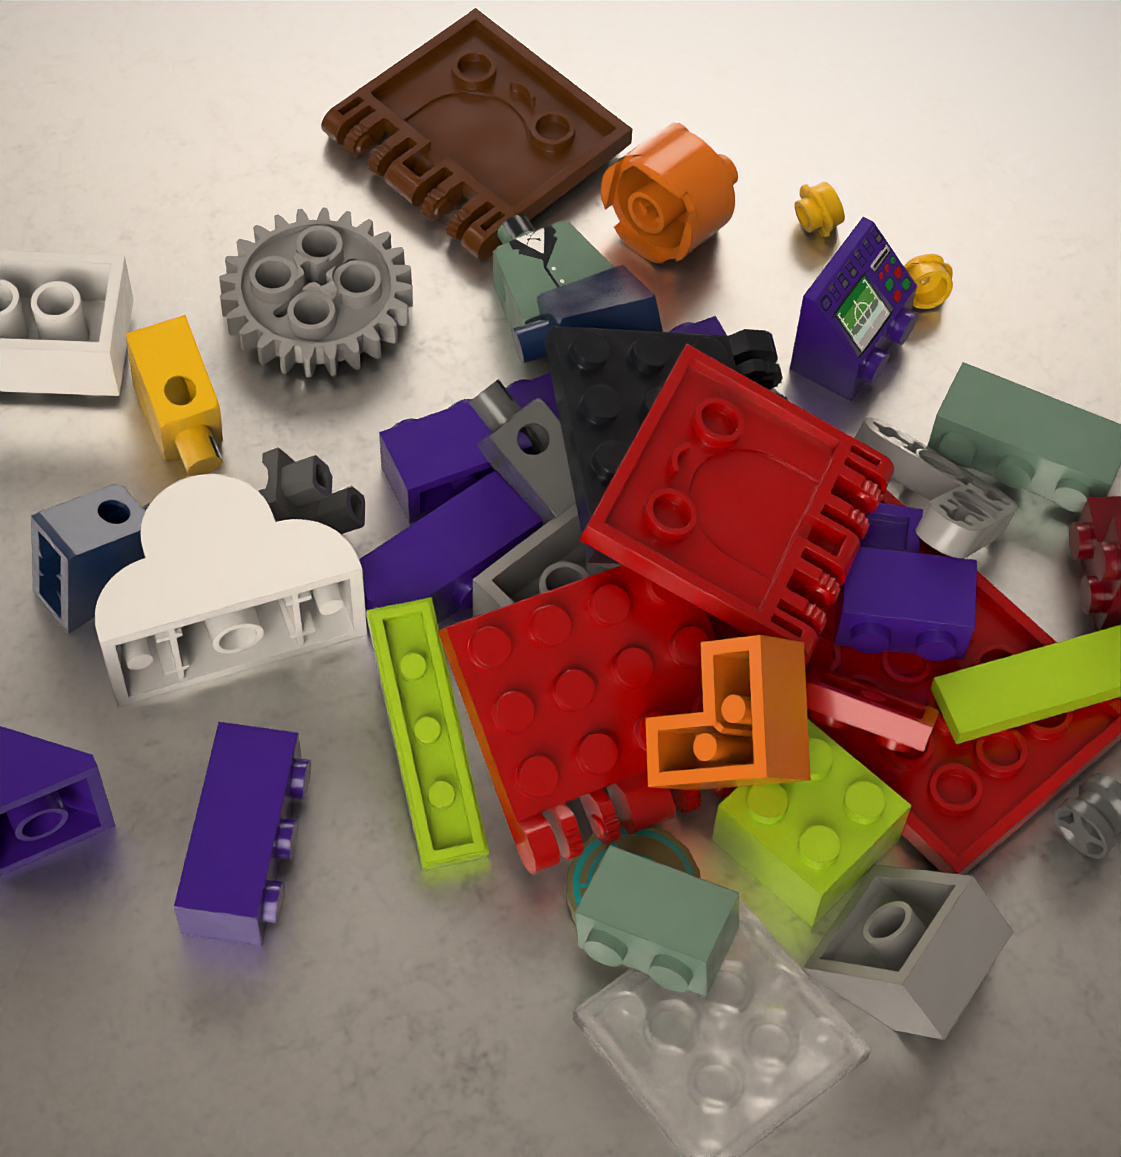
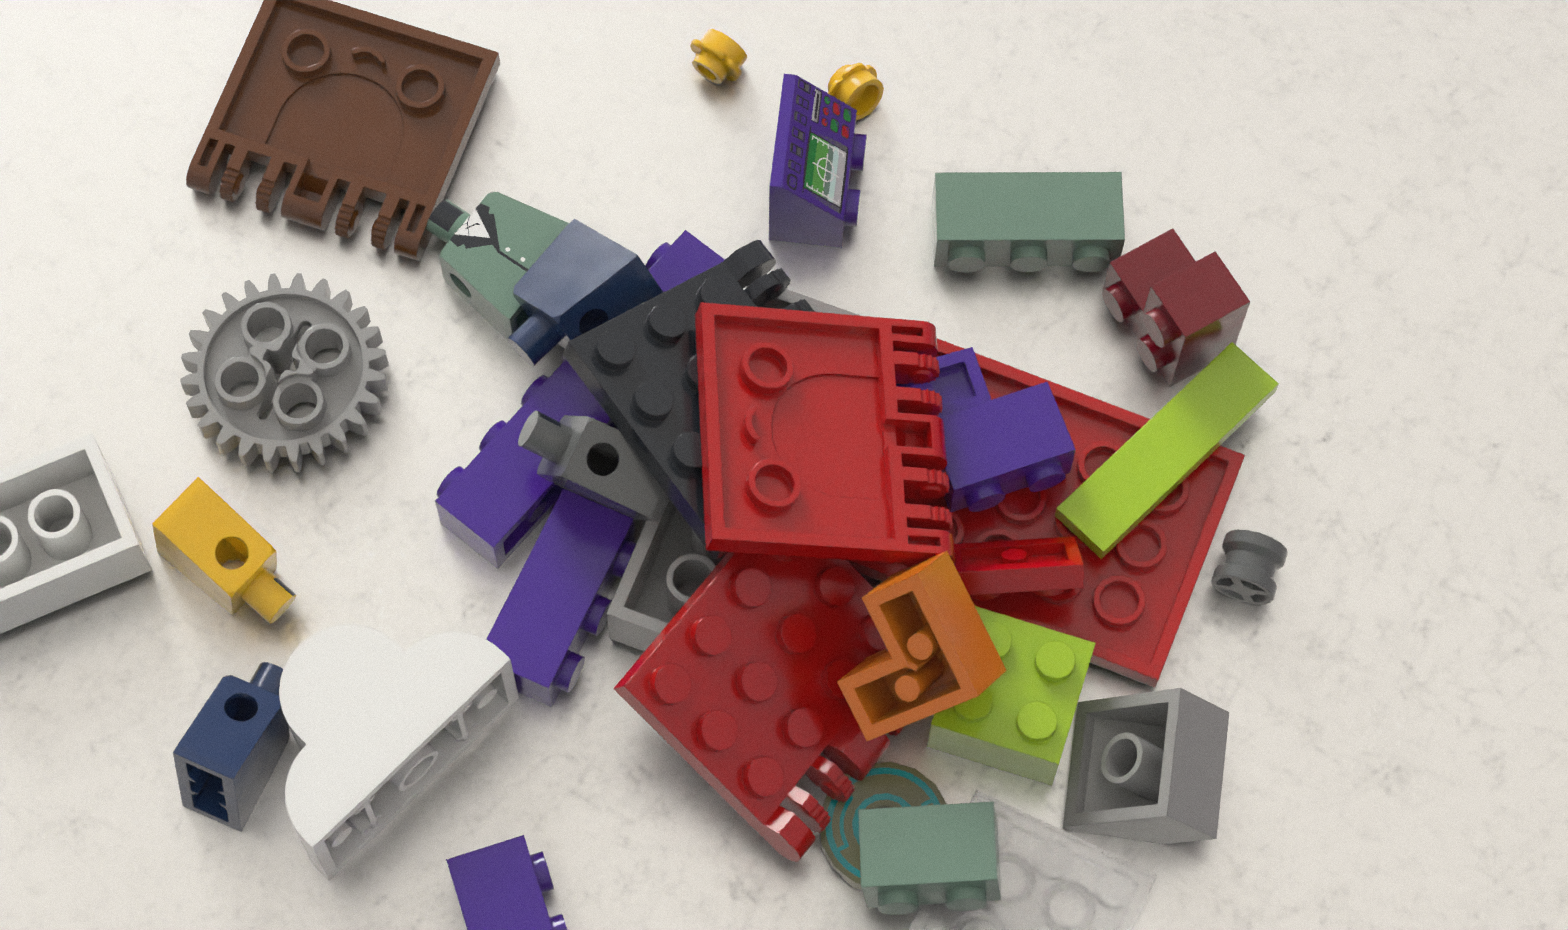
camera: 25 degrees left, 10 degrees up
(306, 493) = (406, 601): dark grey hips -> none
(427, 734) = (634, 775): lime tile -> none
(670, 194) = (576, 114): orange brick -> none
(963, 508) = (1007, 309): light grey beam -> none

